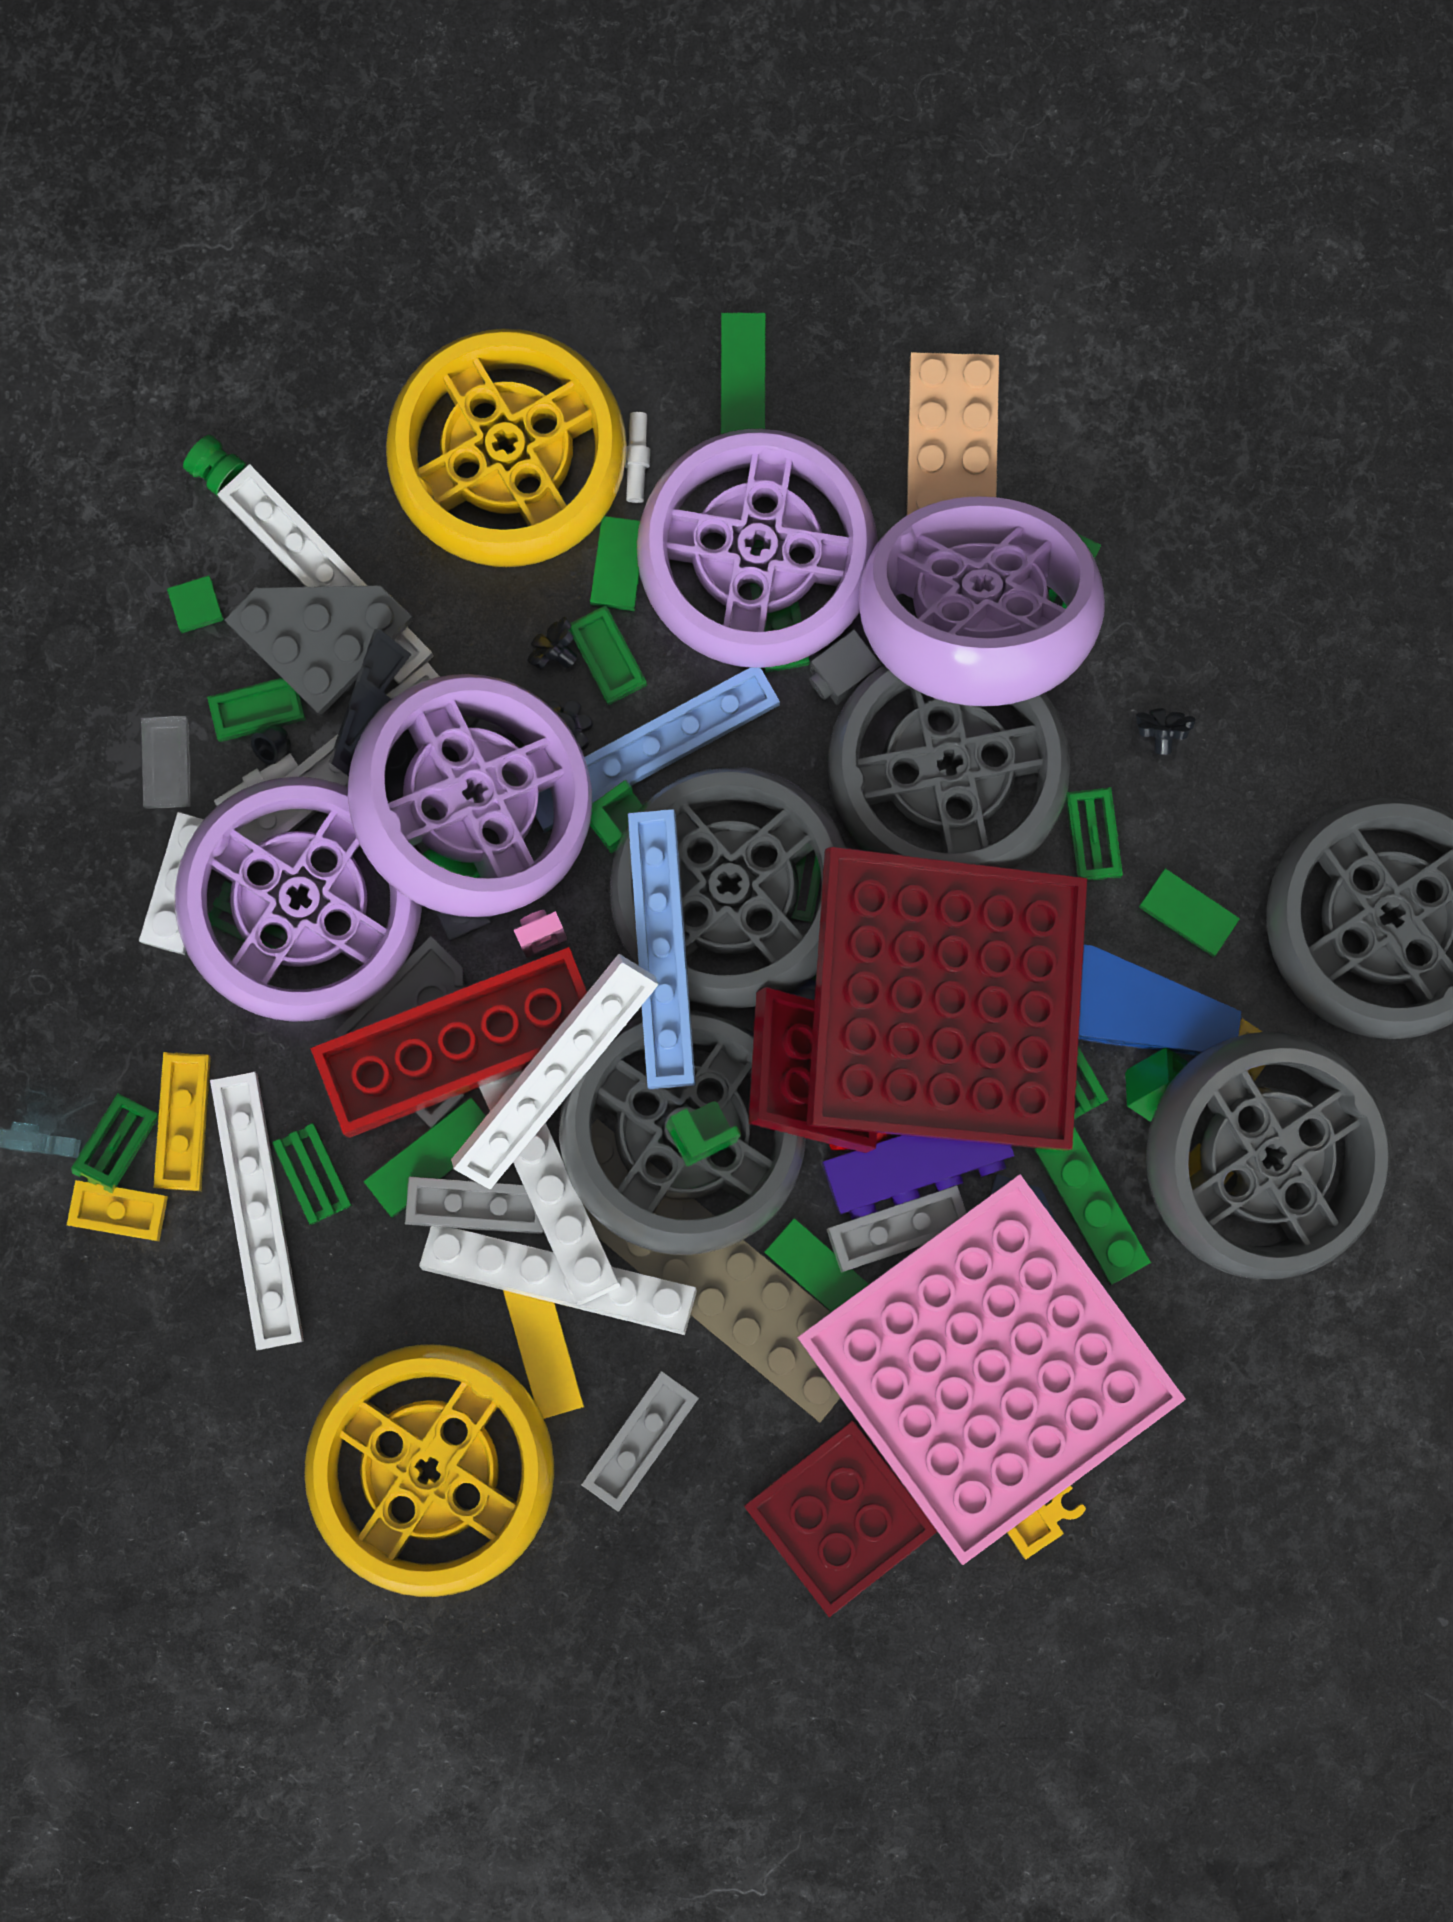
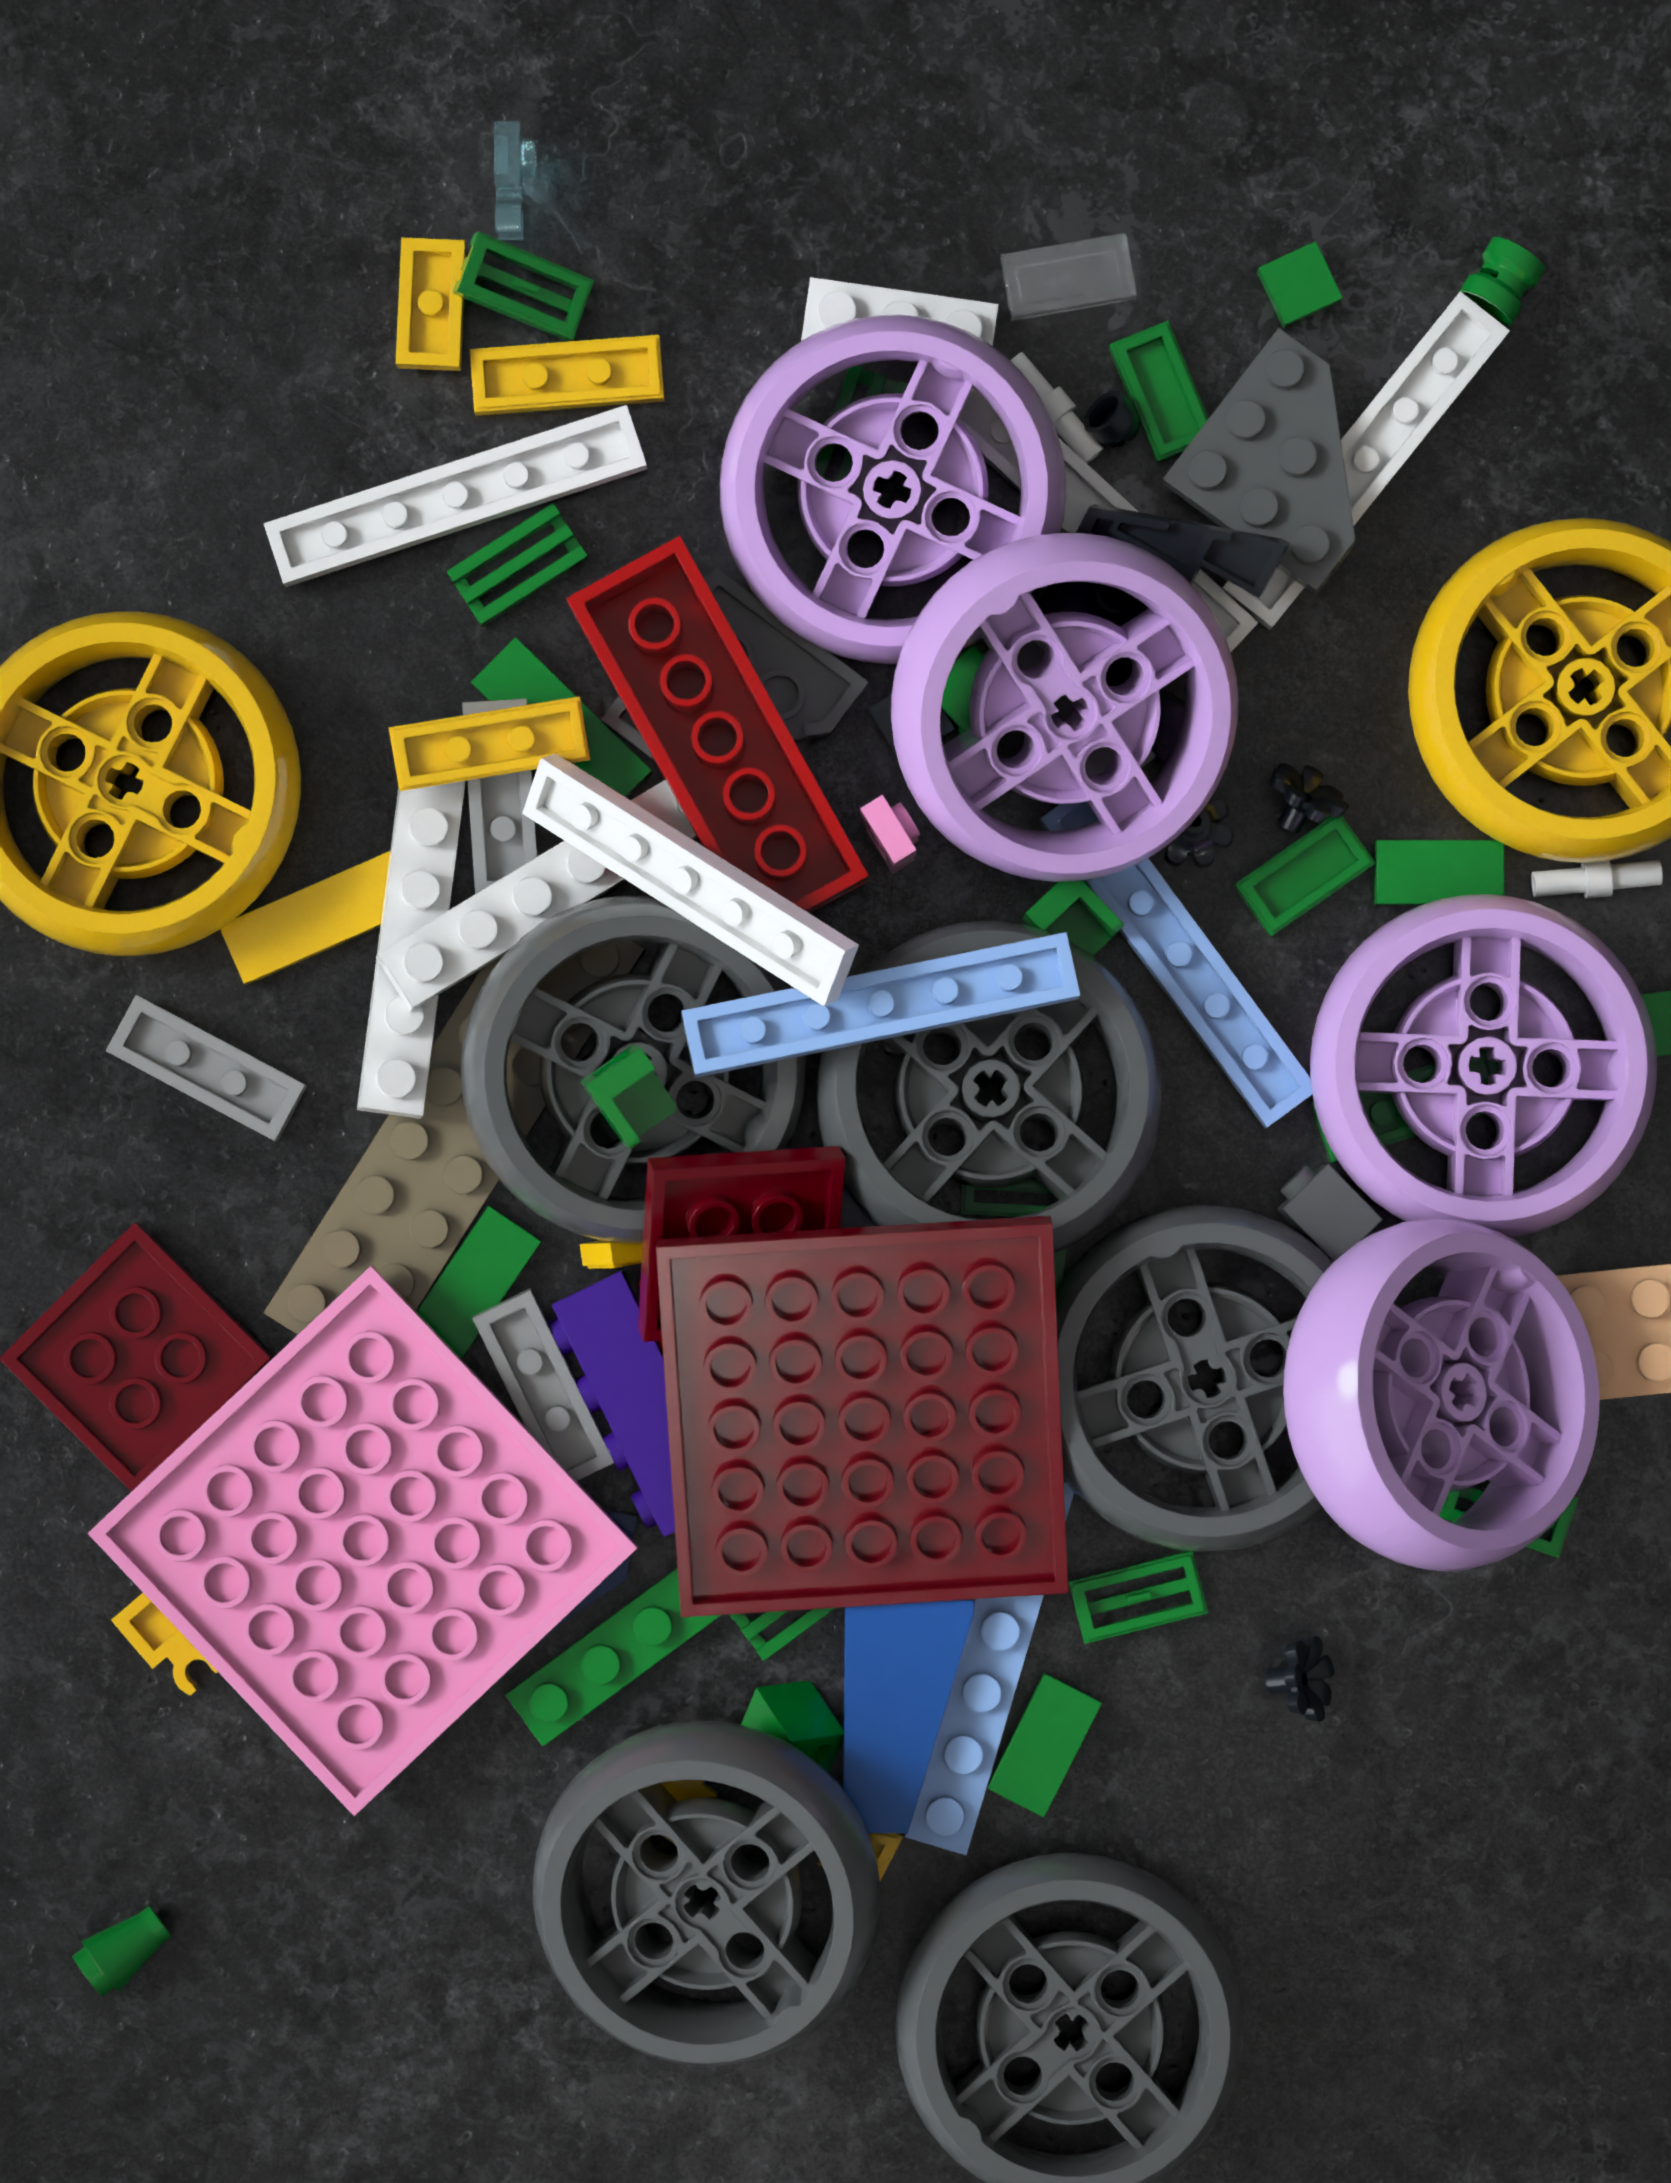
camera: 80 degrees right, 5 degrees up
(437, 1207) = (487, 743): none -> yellow tile
(810, 1167) = (610, 1254): none -> yellow tile
(1168, 957) = (975, 1718): none -> light blue plate
(1261, 1582) = (120, 1951): none -> green cone

